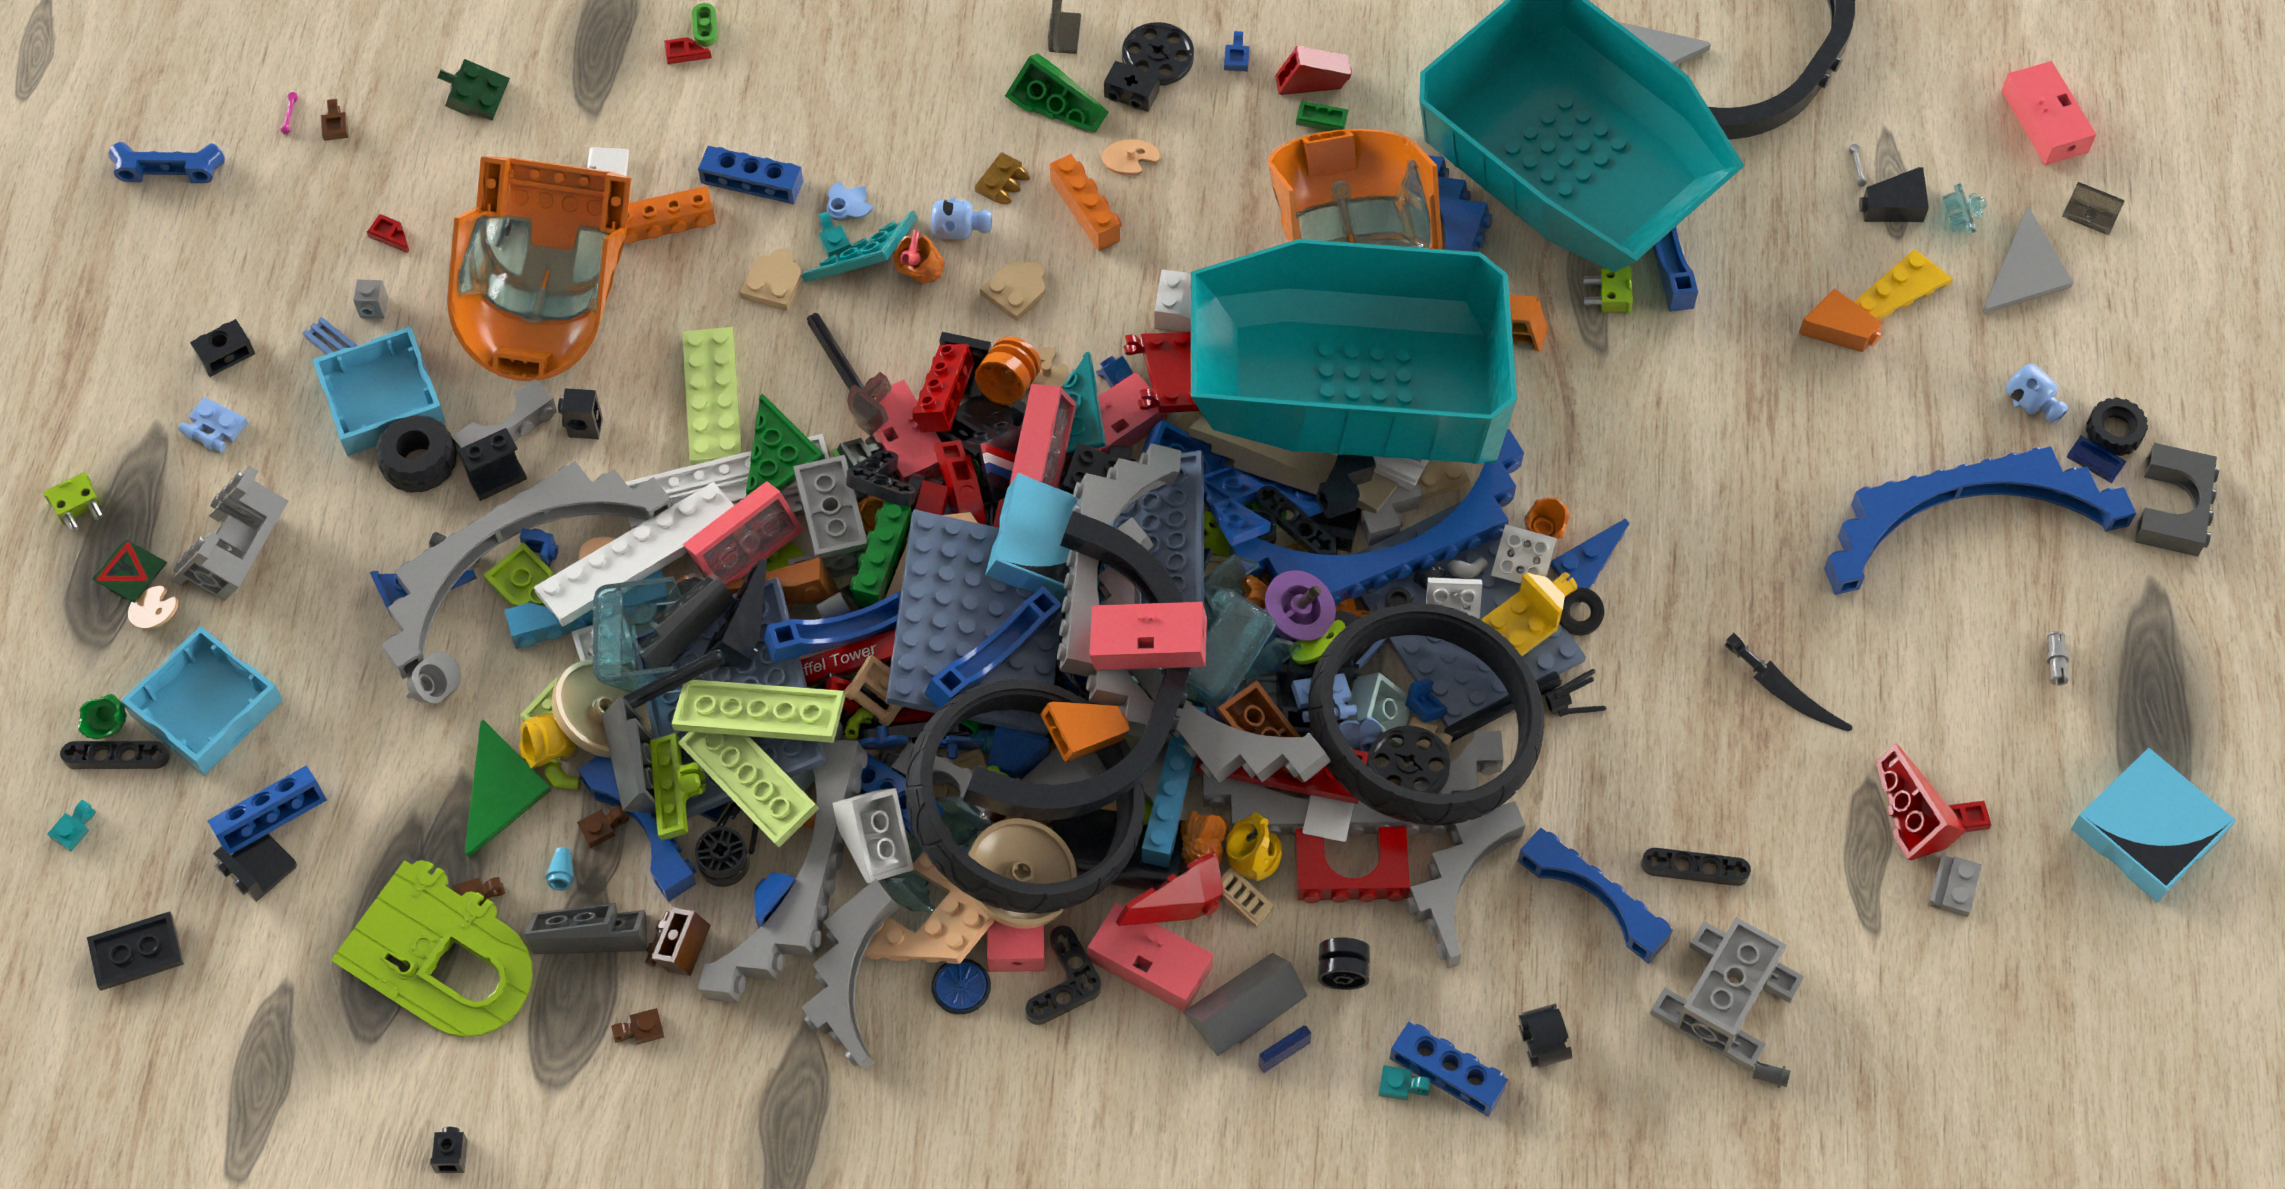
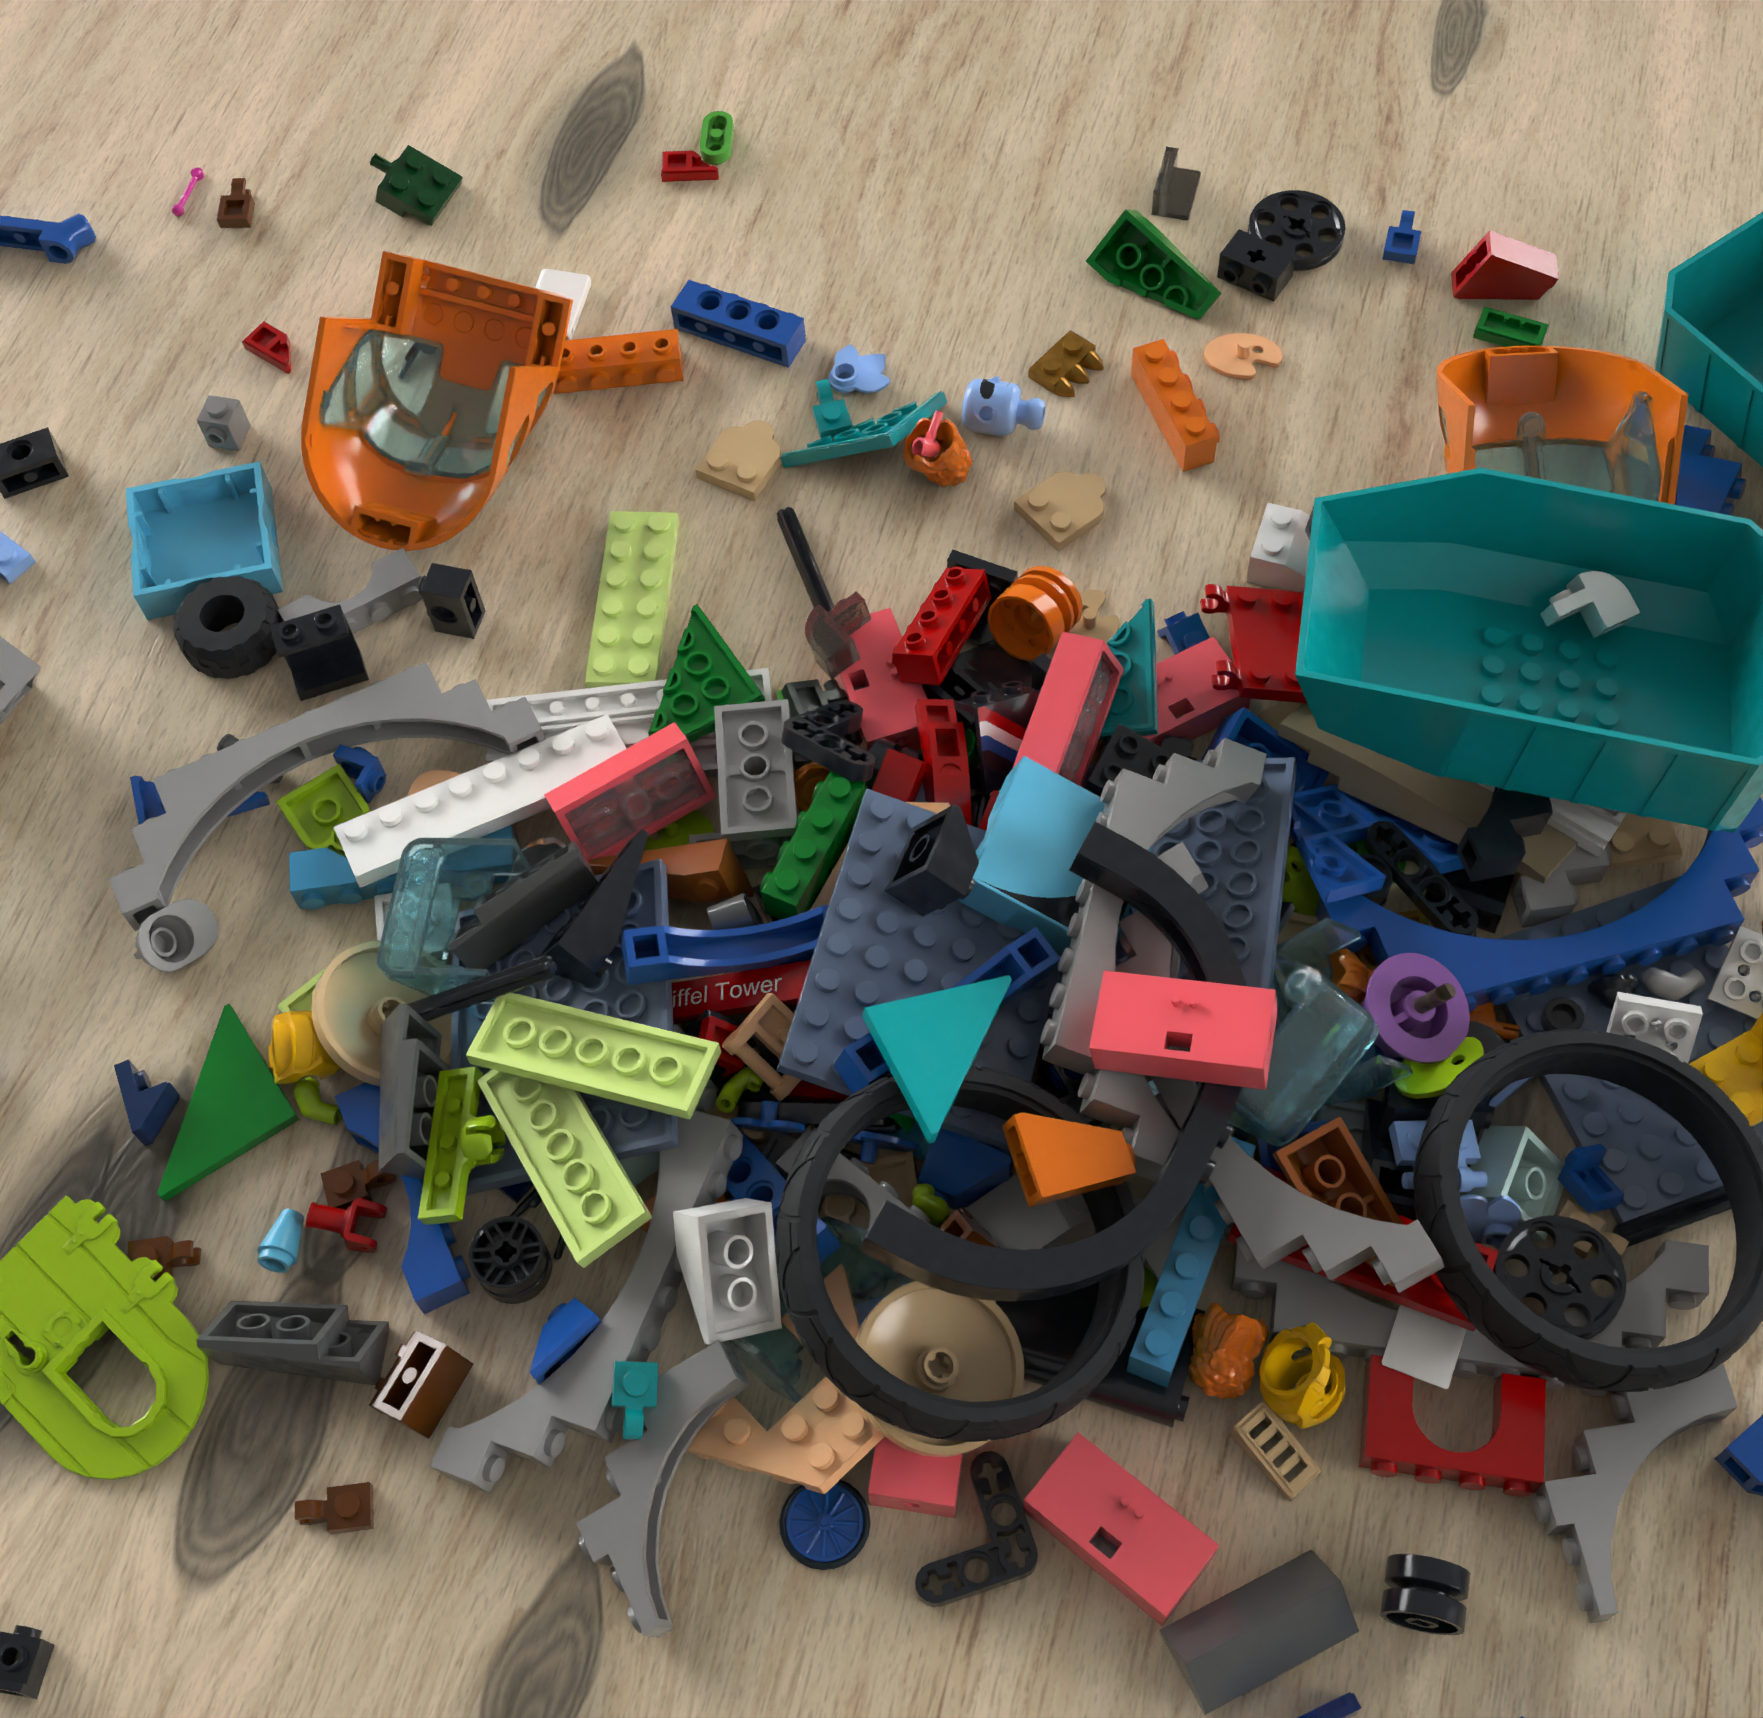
camera: 15 degrees right, 0 degrees up
(317, 329) = (151, 455): medium blue tile -> none
(442, 795) = (145, 1105): none -> dark blue slope
(599, 850) = (345, 1221): none -> red piece
(827, 917) = (634, 1390): none -> teal plate
(970, 553) = (935, 864): none -> black slope
(989, 667) = (933, 1043): none -> teal tile
(1179, 897) = (1177, 1443): red wedge -> none
(1390, 314) = (1599, 599): none -> white brick

